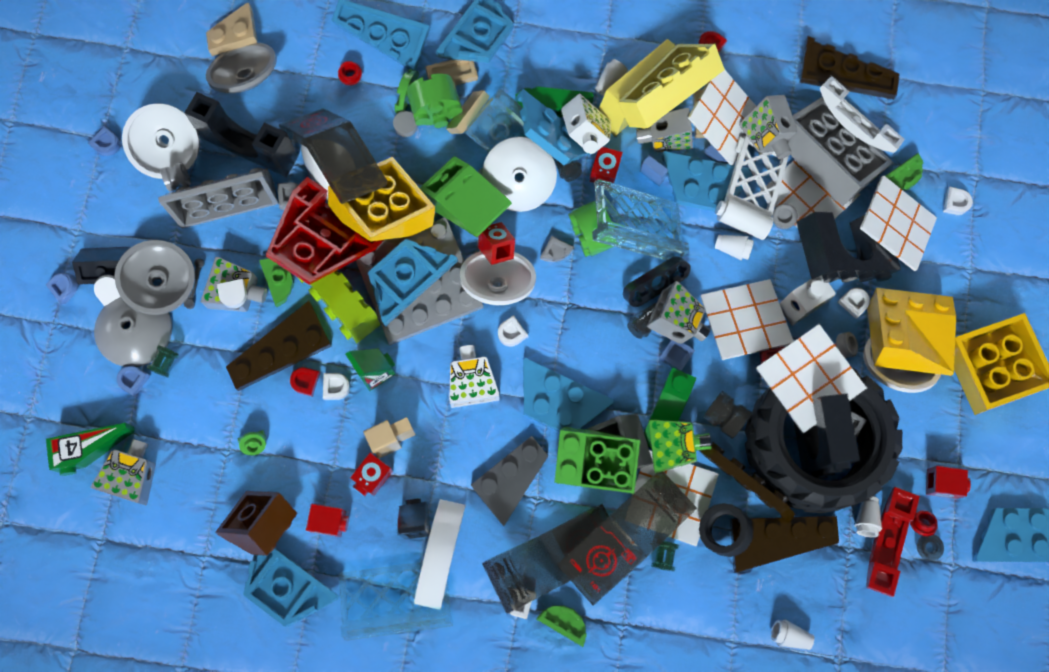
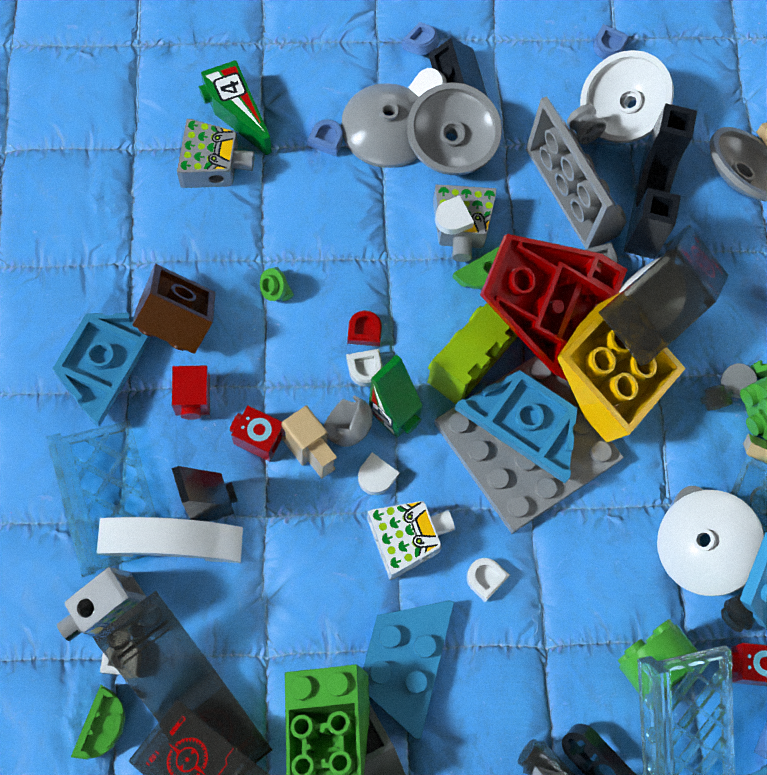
camera: 75 degrees right, 5 degrees down
(155, 365) = (354, 163): bush -> none
(189, 303) = (433, 177): dark grey hinge -> none
(282, 347) = (404, 296): dark brown wing -> none
(377, 405) = (349, 422): none -> light grey hair
(415, 141) = (717, 397): none -> clear smoke plate
(421, 394) = (376, 475): none -> white tile
(465, 196) = (656, 473): bright green slope -> none
(474, 601) = (100, 603): none -> light grey torso
(497, 243) = (603, 530): red brick -> none
(500, 282) = (556, 541): white dish -> none
(510, 478) = (284, 614): dark grey wing -> none
(556, 250) = (616, 617): light grey tile -> none

